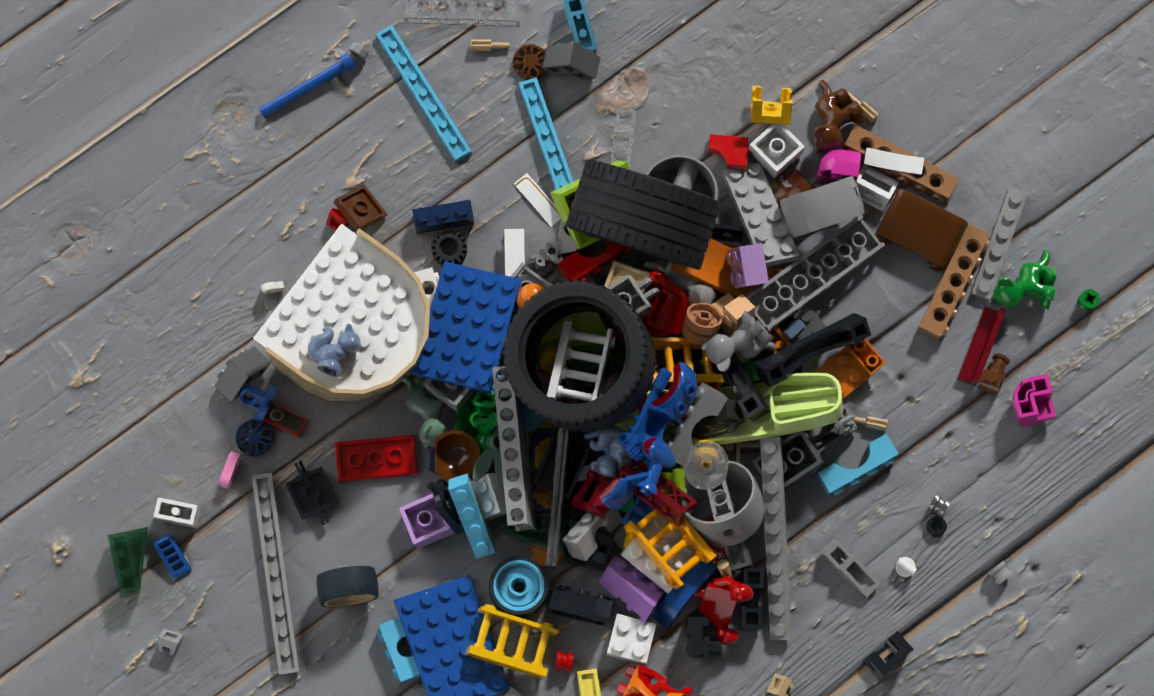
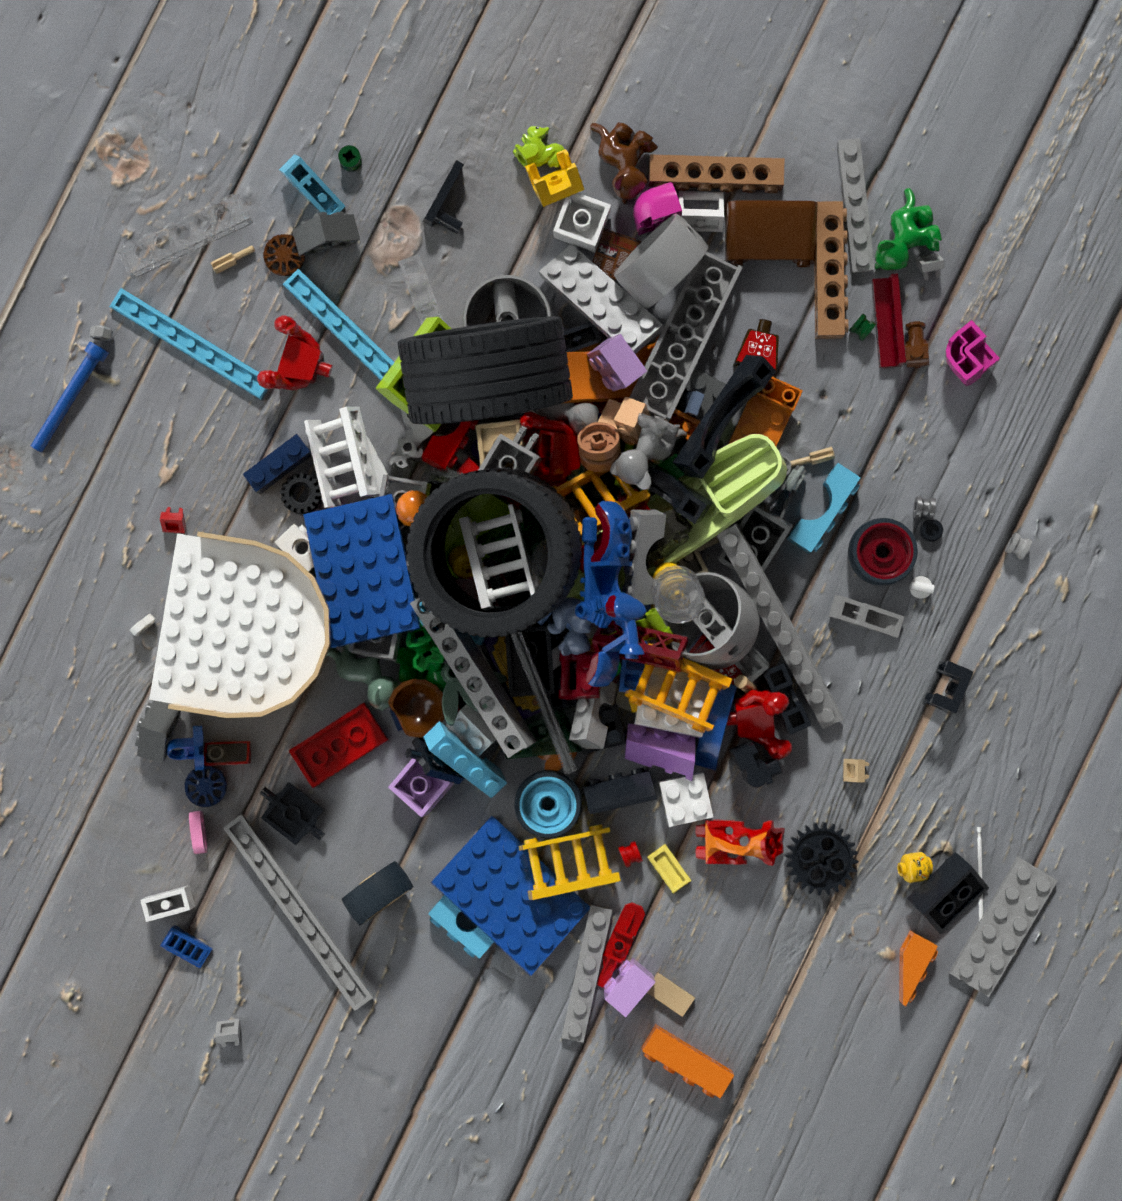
camera: 20 degrees left, 10 degrees up
(128, 559) = (144, 974): clear green wedge -> none
(330, 355) = (237, 680): sand blue animal -> none
(360, 208) = (189, 498): reddish brown tile -> none
(501, 147) = (299, 361): none -> red torso
(512, 237) = (359, 451): none -> white fence
(538, 199) = (363, 395): white sticker -> none
(622, 18) = (353, 161): none -> dark green wheel
(665, 86) = (438, 215): none -> black piece
(731, 149) = (535, 245): red tile -> none
(767, 78) = (534, 149): none -> lime animal
(869, 113) = (657, 133): tan axle -> none
(872, 310) = (760, 343): none -> red torso
(894, 161) = (709, 173): white sticker -> none
(898, 510) = (900, 549): none -> dark red wheel
(958, 339) = (862, 327): none -> dark green wheel
(1037, 316) = (928, 263): none -> light grey tile
(1085, 303) = (971, 223): green wheel -> none

